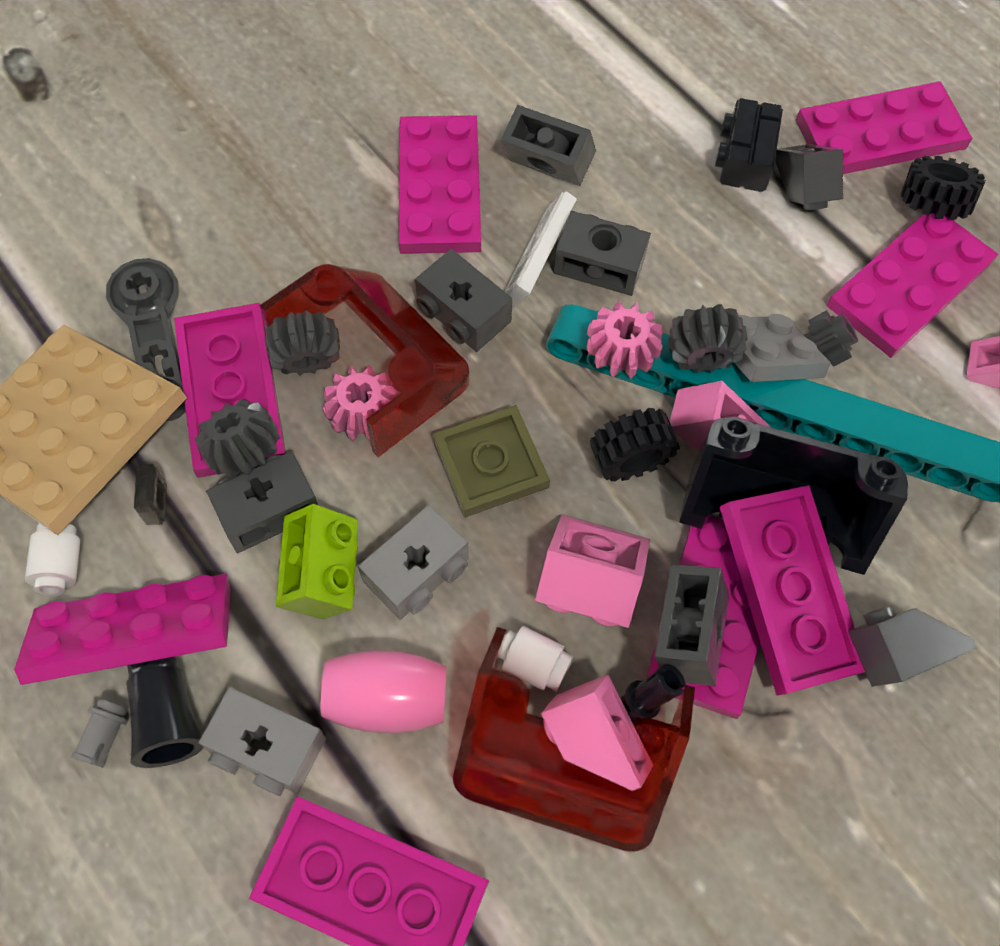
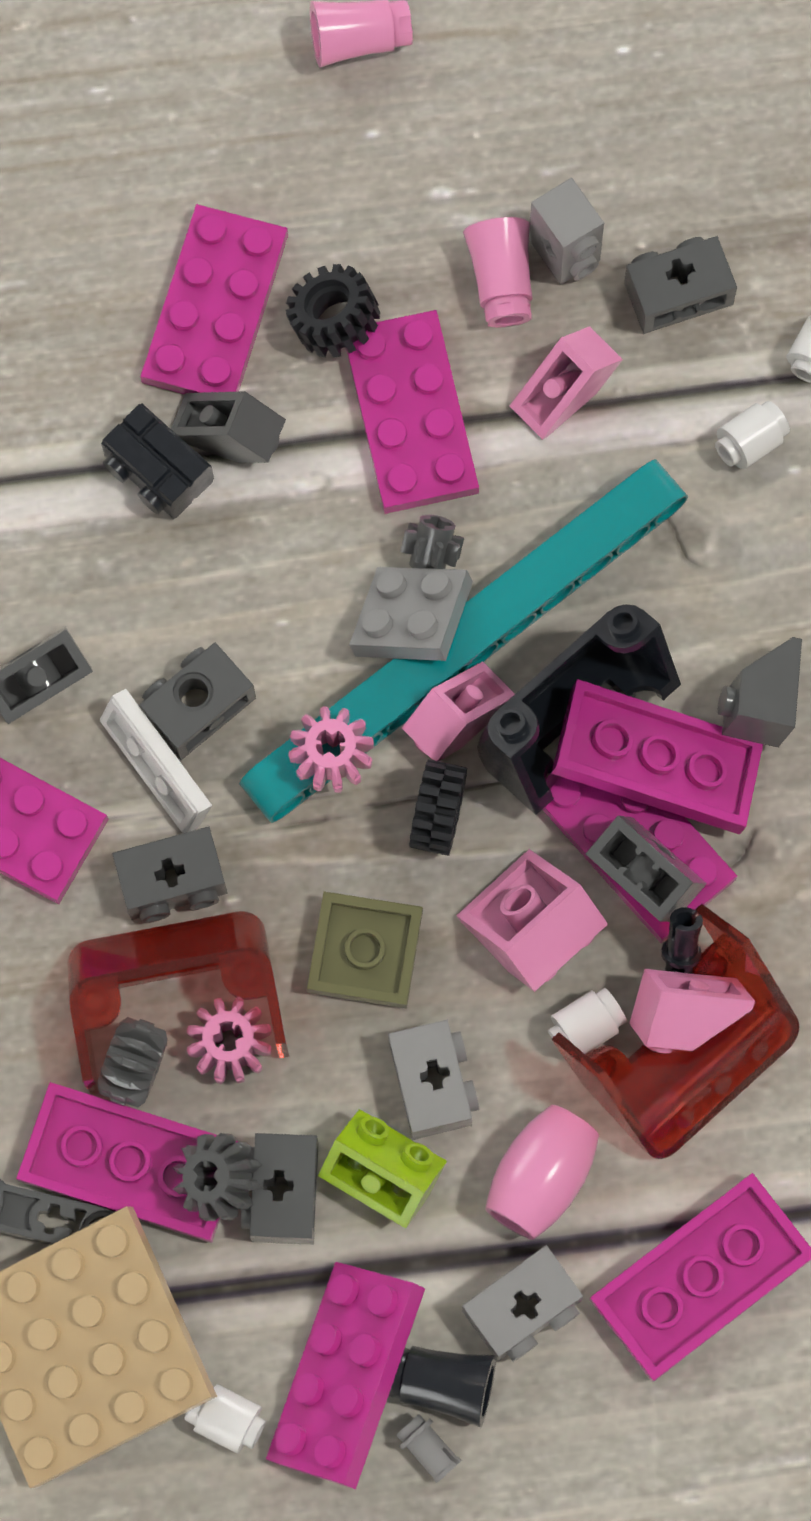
camera: 55 degrees left, 10 degrees up
(150, 494) = (211, 1294): clear smoke tile -> none
(707, 338) = (384, 674): dark grey gear -> none

